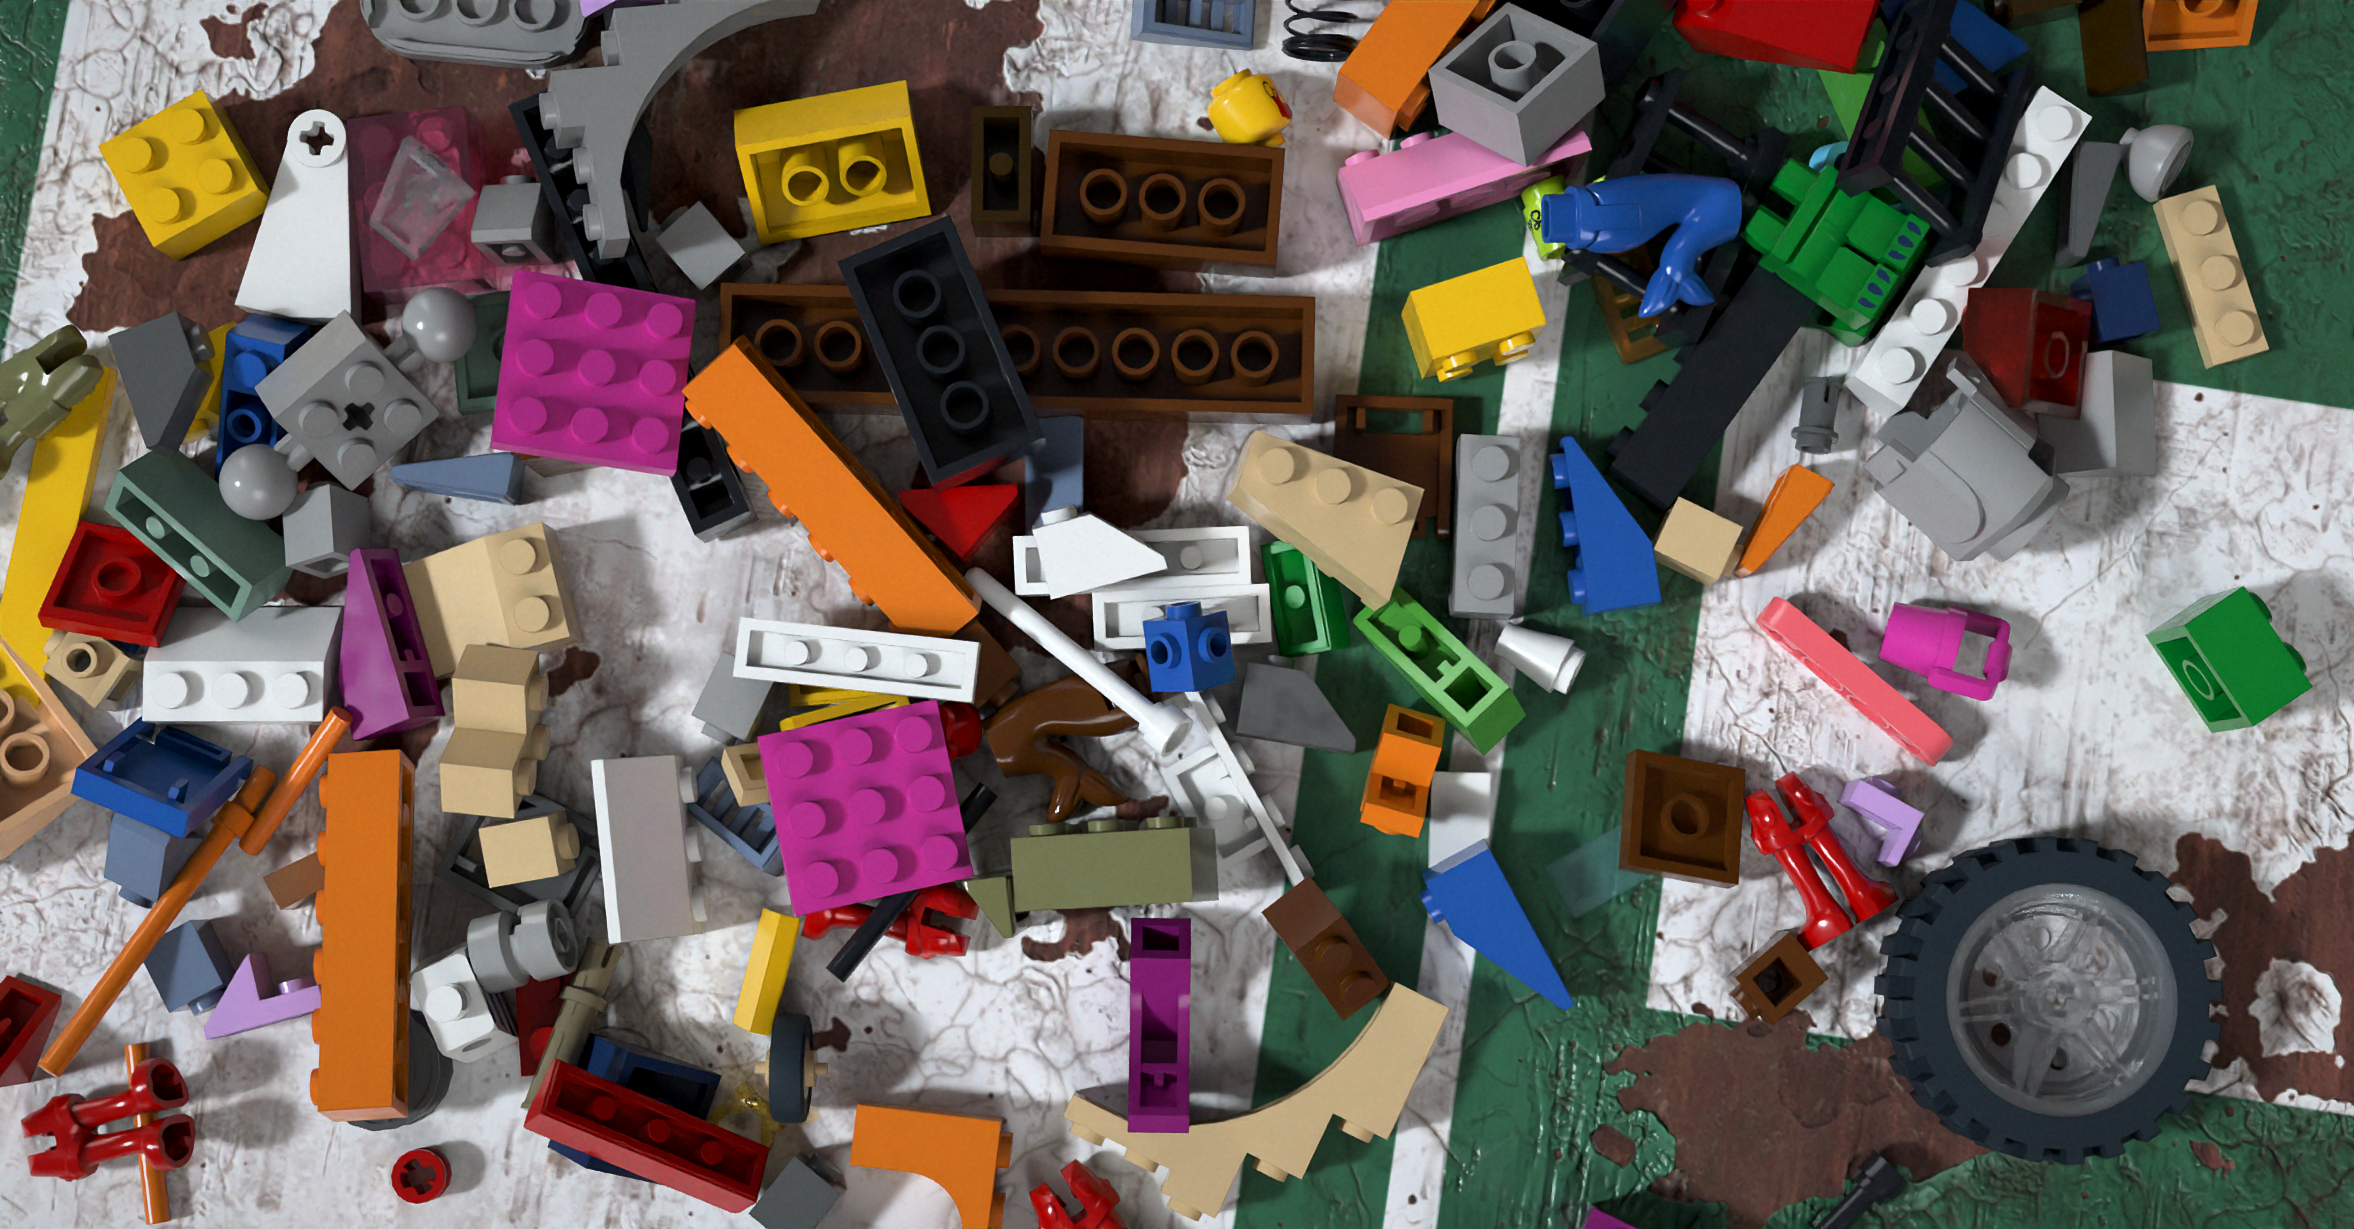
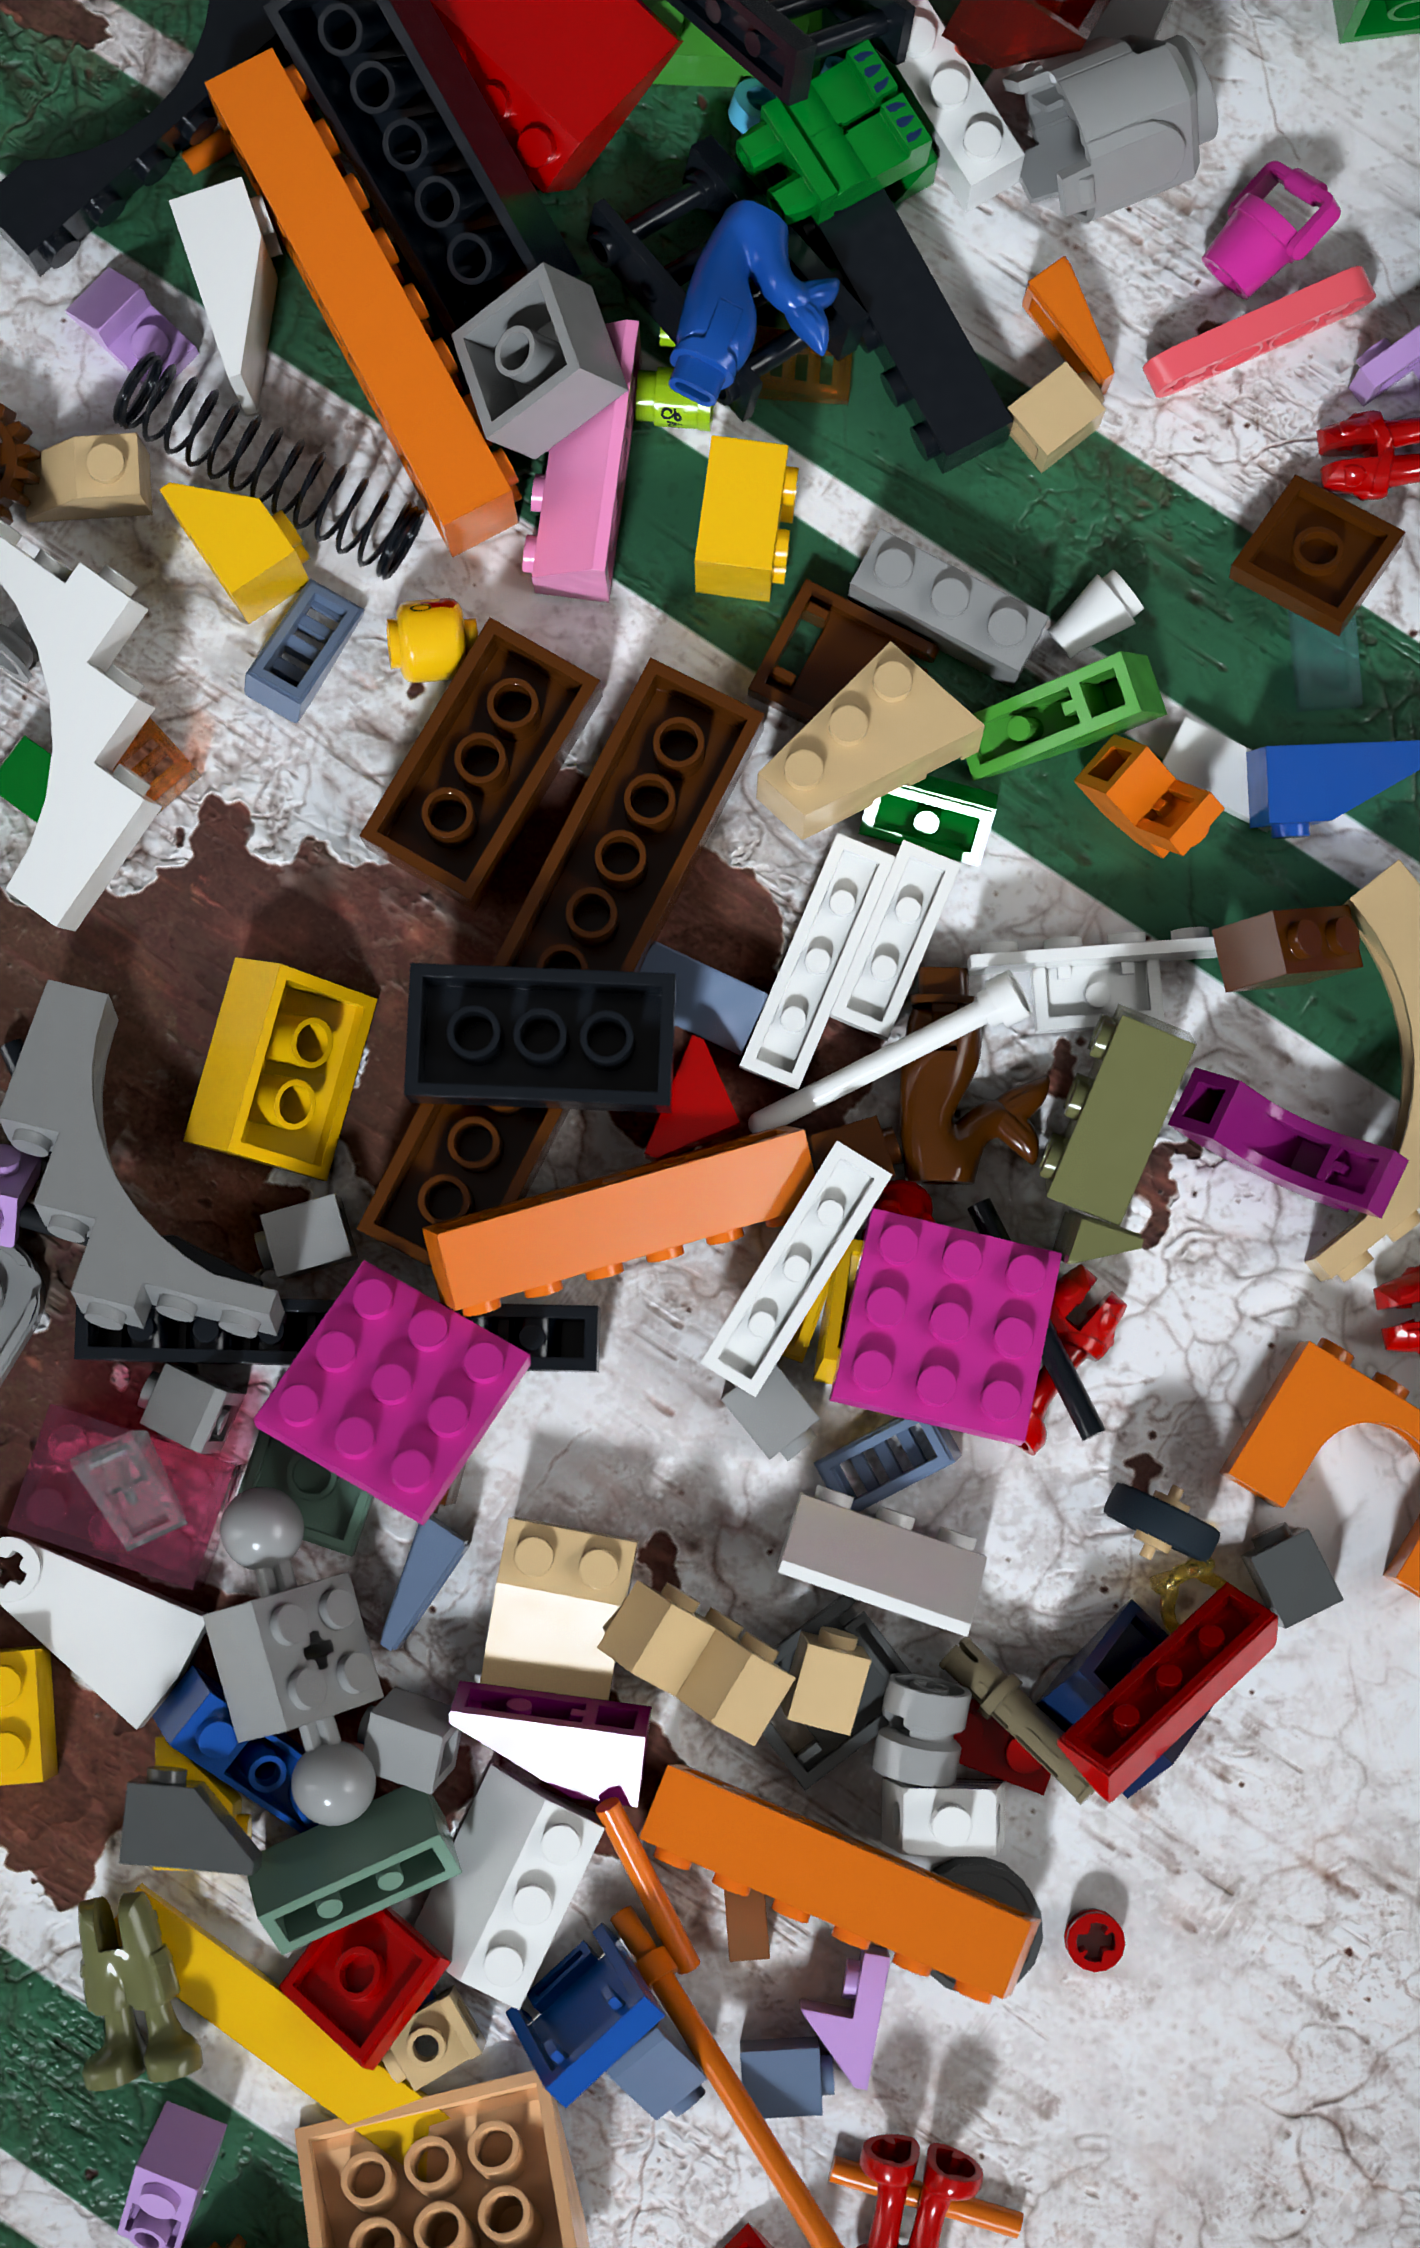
camera: 60 degrees left, 0 degrees up
(745, 774) = (852, 1430): tan plate -> none
(766, 972) = (1054, 1505): yellow tile -> none
(1002, 171) = (374, 904): dark brown brick -> none
(1089, 552) = (796, 996): white slope -> none
(1188, 648) = (937, 942): blue brick -> none
(1289, 708) = (1032, 878): flat silver slope -> none
(1609, 548) = (1017, 500): blue slope -> none
(1817, 416) = (987, 243): dark grey pin -> none

